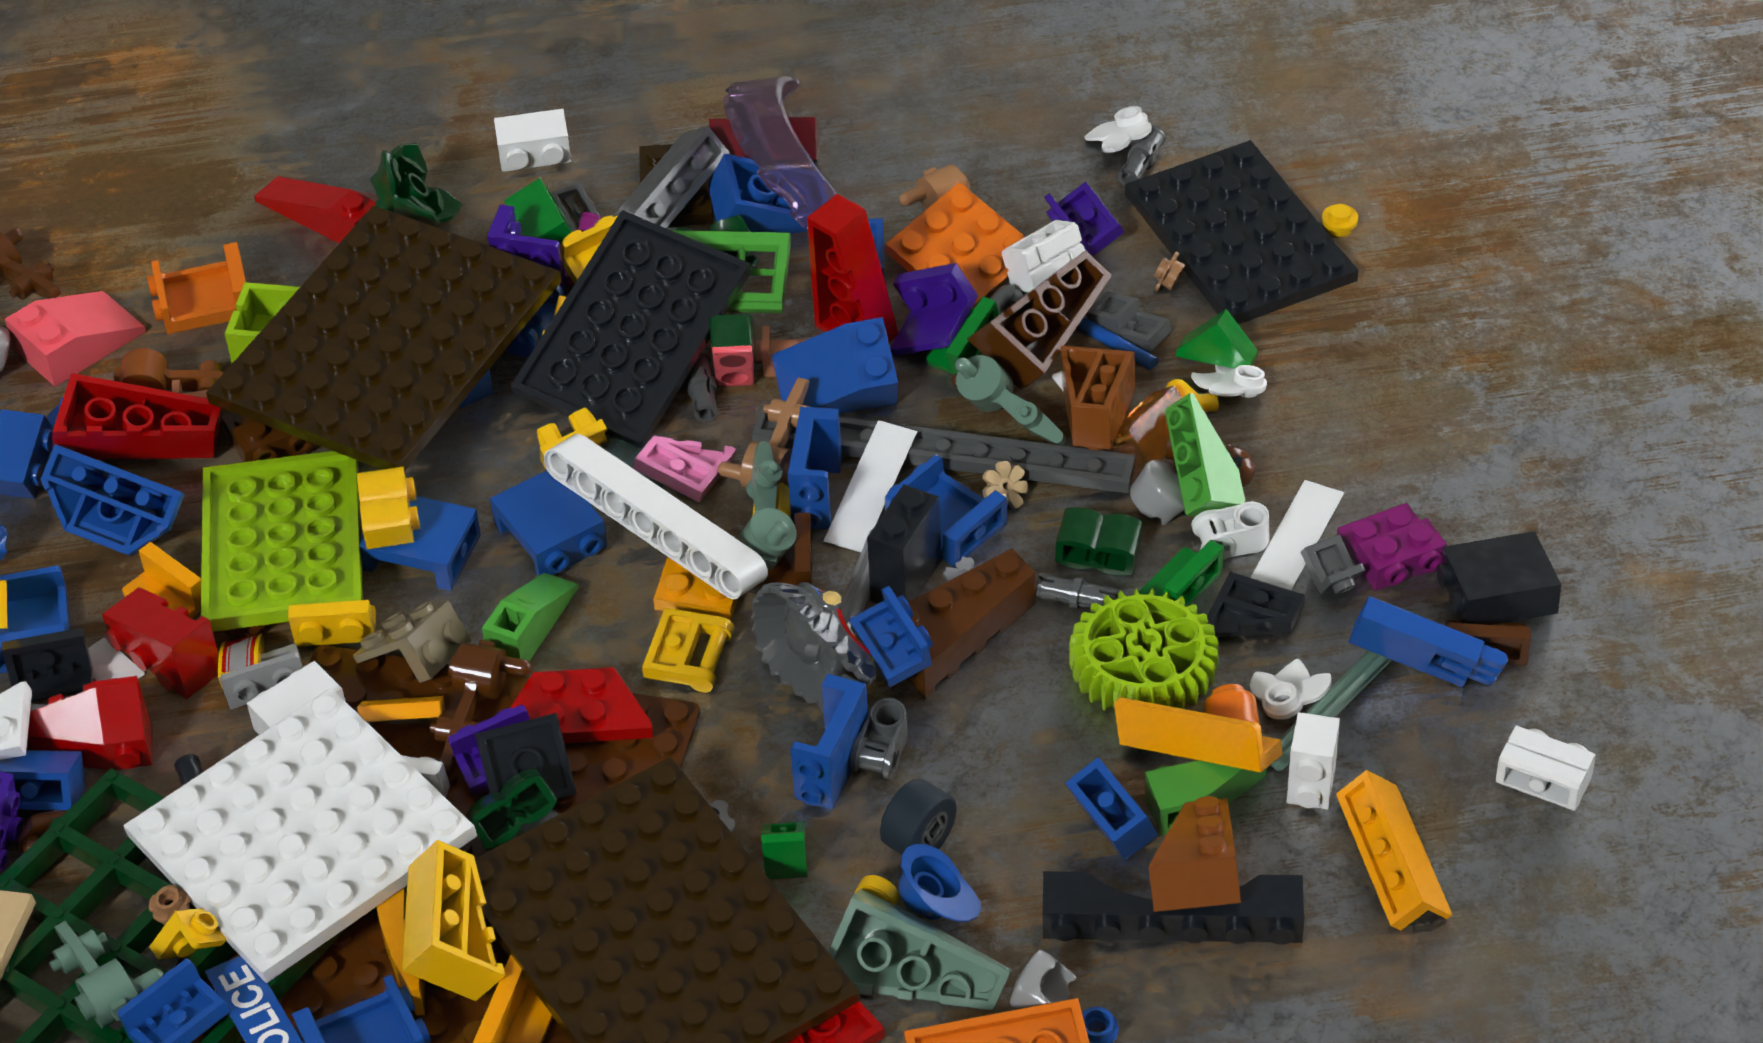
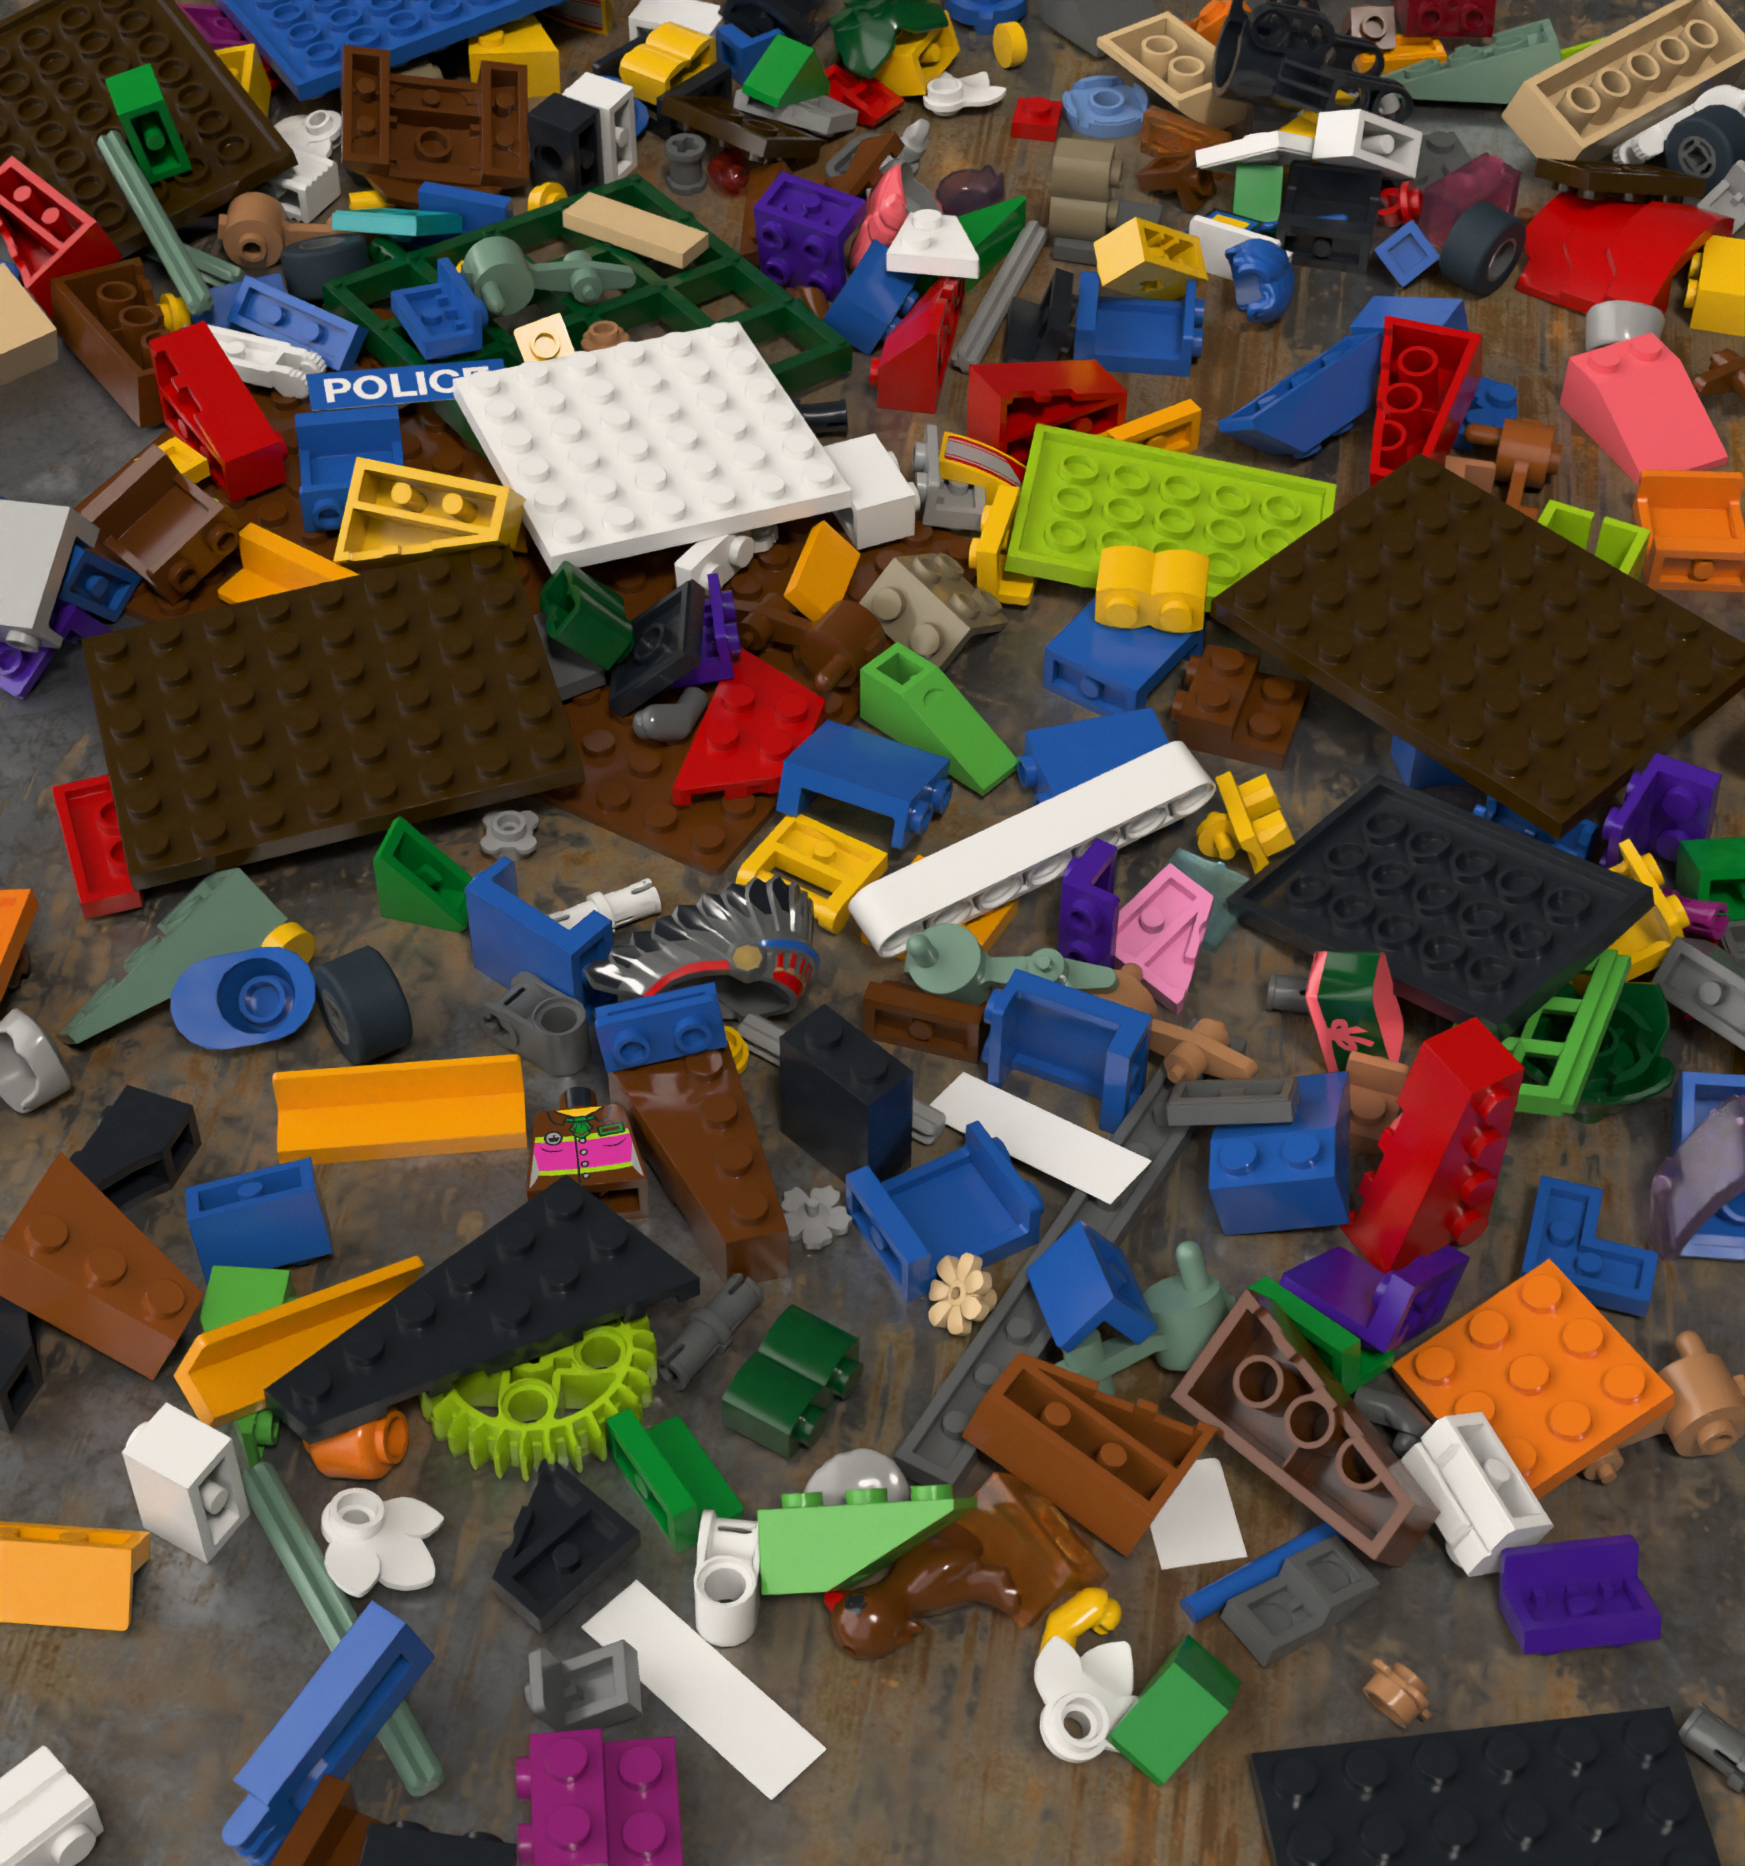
camera: 105 degrees right, 0 degrees up
(455, 474) = (1238, 709): none -> reddish brown plate
(586, 754) = (671, 721): none -> dark grey arm
(608, 626) = (868, 774): none -> blue panel
(694, 480) = (1089, 907): none -> dark purple bracket
(765, 744) = (619, 906): none -> white pin
(842, 375) = (1233, 1101): none -> dark grey tile
(986, 681) = (593, 1149): none -> torso
(987, 789) = (401, 1110): none -> light orange panel
(997, 415) = (1086, 1283): none -> blue panel
(1119, 650) = (488, 1307): none -> black wing

